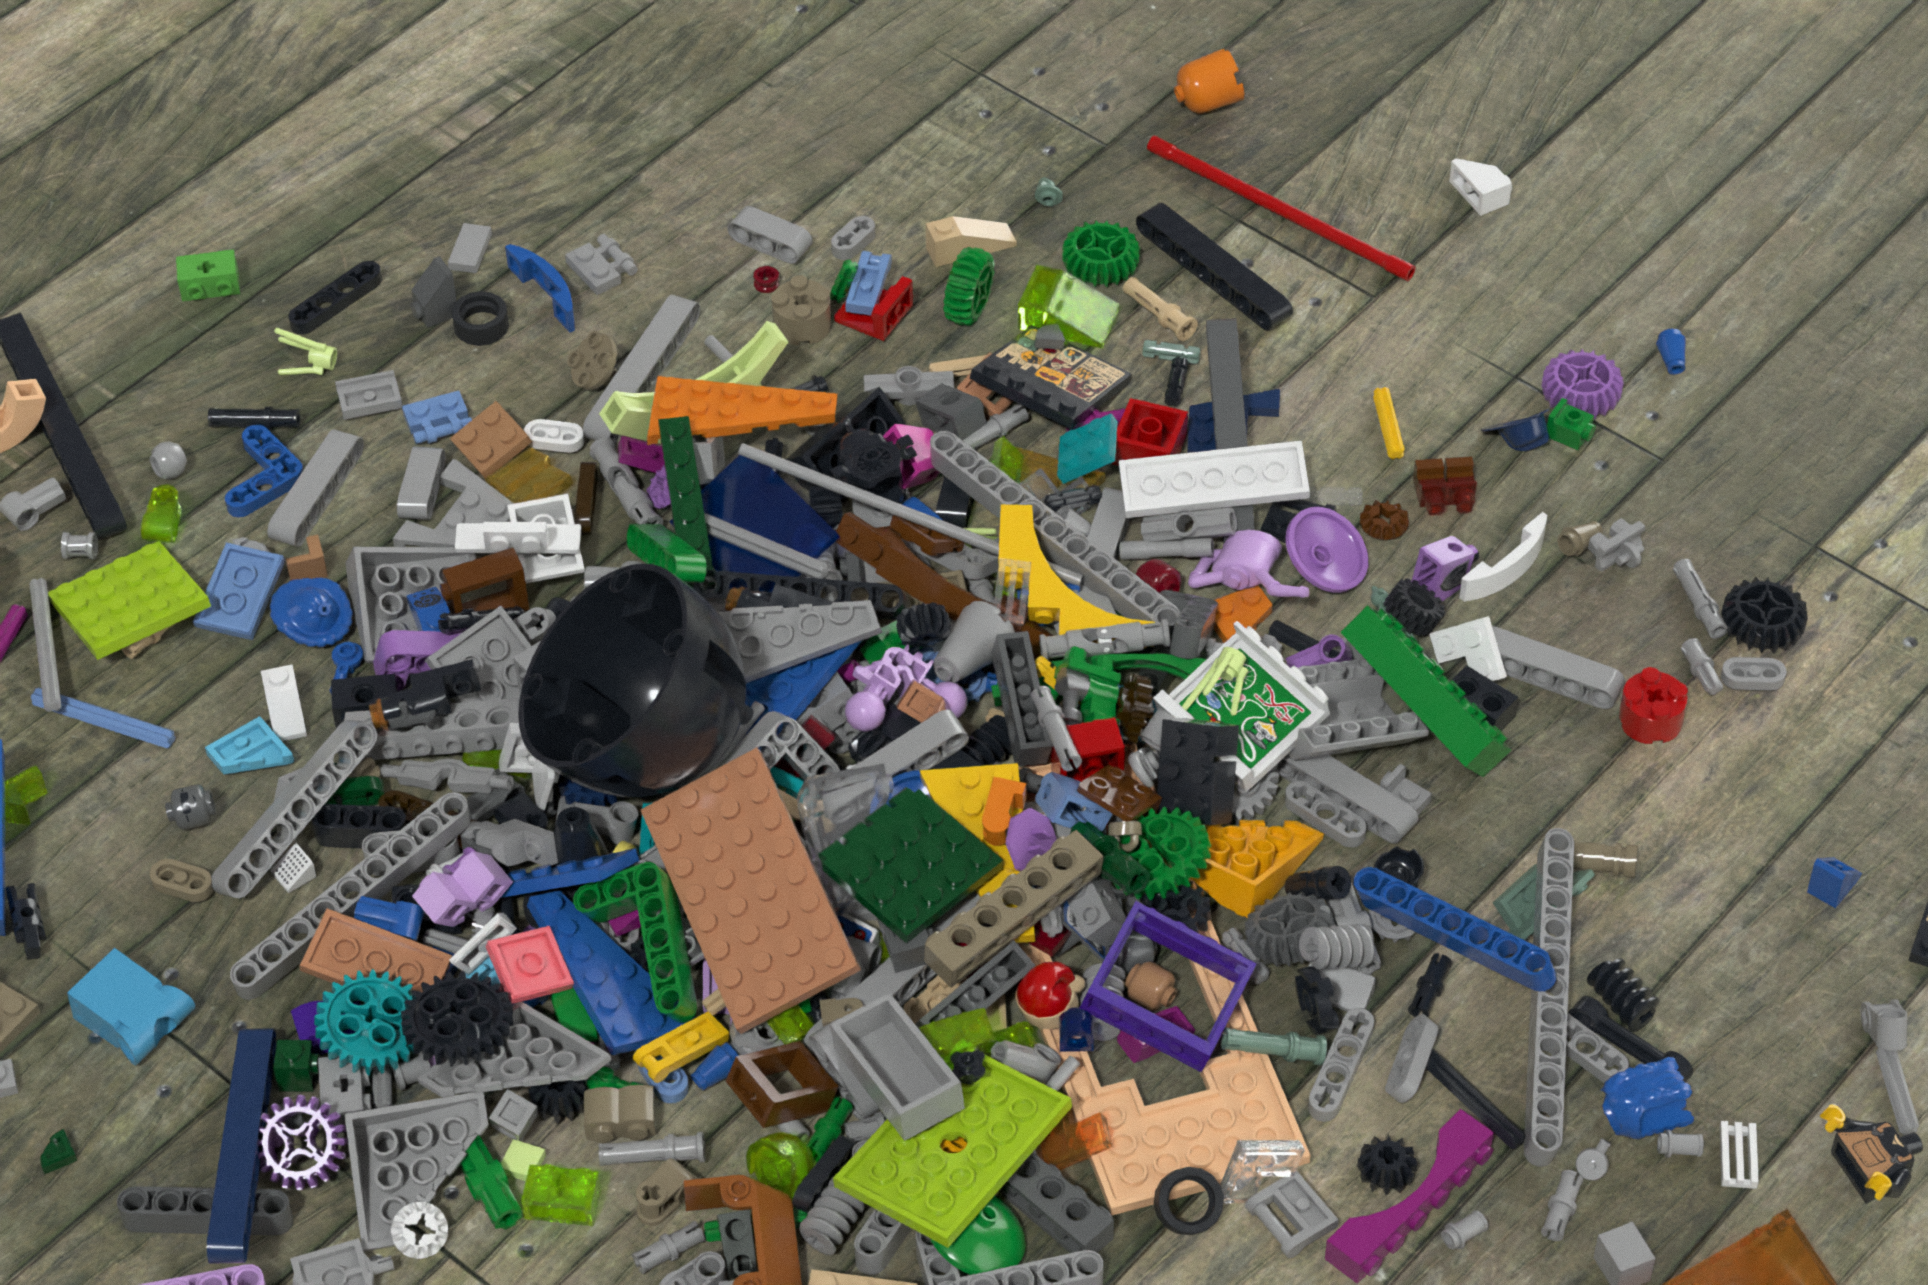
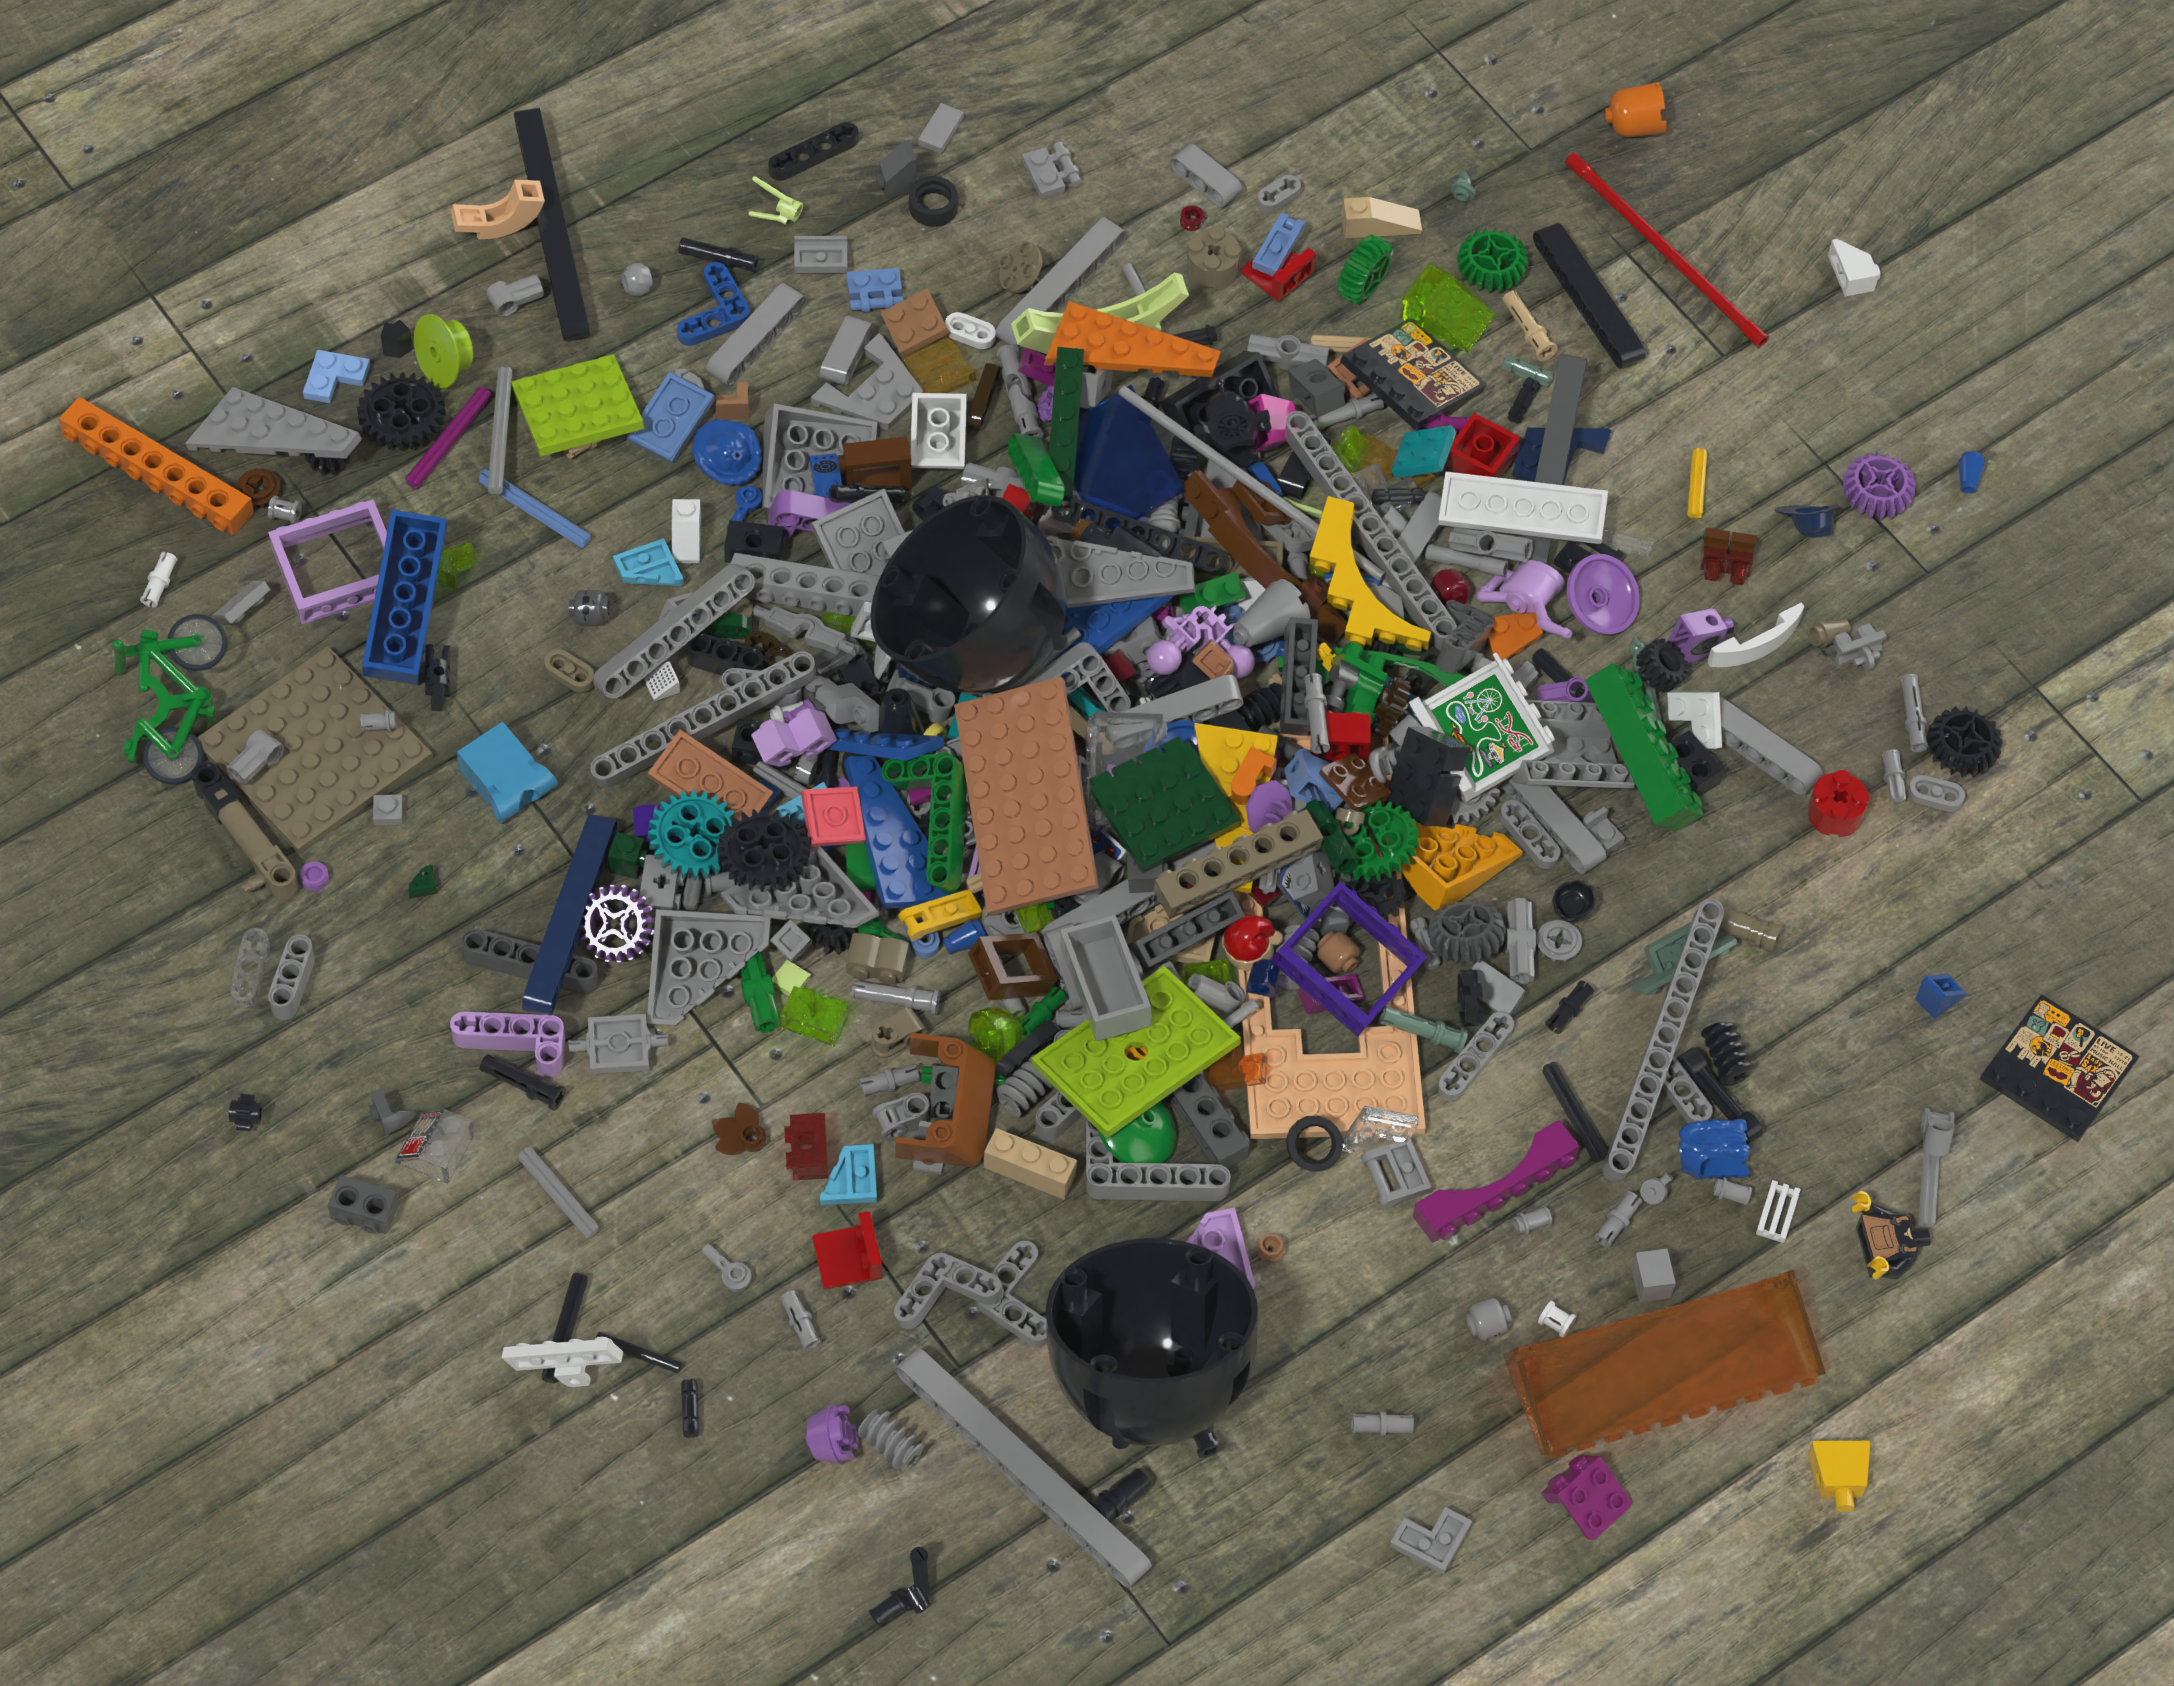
camera: 10 degrees right, 10 degrees up
(79, 545) = (546, 343): light grey bush -> none
(162, 515) = (621, 331): clear neon green piece -> none
(207, 275) = (707, 106): bright green brick -> none
(398, 918) = (734, 749): blue piece -> none
(405, 1239) = (708, 1013): white gear -> none
(427, 696) = (804, 558): black plate -> none
(474, 951) = (792, 792): white slope -> none
(523, 536) = (914, 426): white bracket -> none
(530, 266) = (987, 159): blue slope -> none
(530, 618) = (904, 503): light grey beam -> none
(766, 548) = (1120, 484): light grey axle -> none
(836, 1009) = (1072, 914): dark tan piece -> none
(843, 281) = (1257, 238): green axle -> none
(923, 625) = (1232, 591): black gear -> none
(959, 1032) = (1163, 960): clear neon green slope -> none
(968, 1066) = (1164, 996): black plate -> none
(1014, 564) = (1324, 554): clear tile -> none
(1049, 337) = (1422, 335): dark grey tile -> none
(1129, 638) = (1389, 640): light grey piece -> none
(1226, 666) = (1477, 689): yellowish green plant -> none
(1325, 883) = (1505, 898): black axle -> none
(1337, 946) = (1498, 958): light grey piece -> none
(1378, 527) = (1657, 582): reddish brown gear -> none
(1387, 1164) = (1489, 1141): black gear -> none
(1411, 1058) = (1534, 1066): light grey beam -> none
(1461, 940) = (1606, 975): blue beam -> none
(1570, 425) = (1855, 523): green brick -> none

